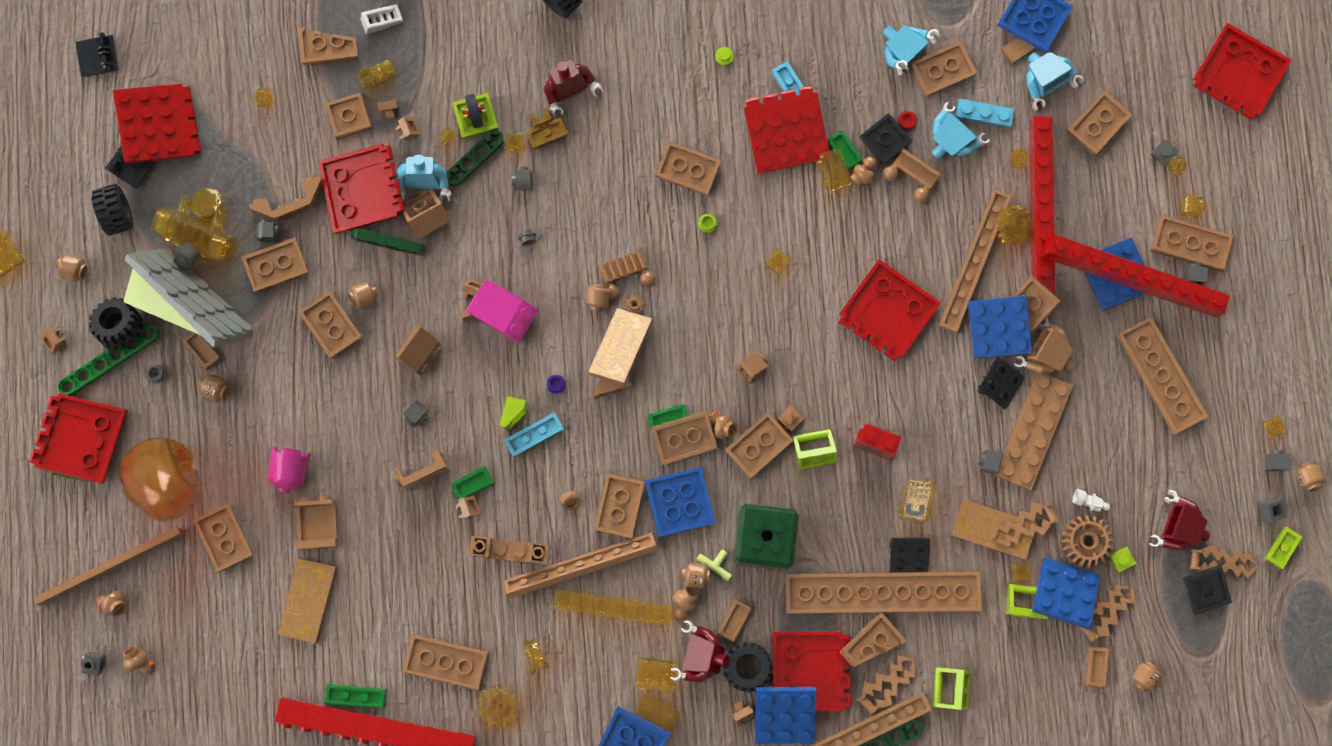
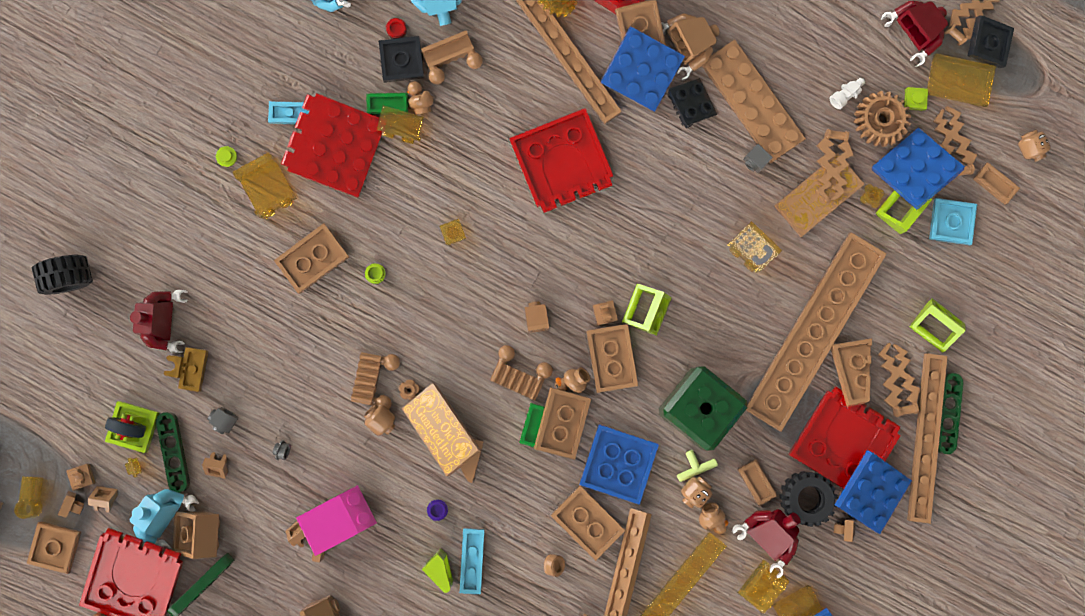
camera: 55 degrees left, 5 degrees up
(413, 102) = (81, 477): none -> medium nougat tile
(483, 196) = (215, 467): none -> medium nougat tile
(510, 139) = (180, 399): clear yellow plate -> none
(695, 382) = (517, 380): none -> medium nougat gear
(721, 98) = (265, 185): none -> clear yellow panel
(877, 441) = (678, 249): red panel -> none
(909, 555) = (796, 285): black hinge -> none
(1043, 650) = (953, 221): none -> medium azure tile
(1161, 586) = (961, 80): none -> clear yellow tile

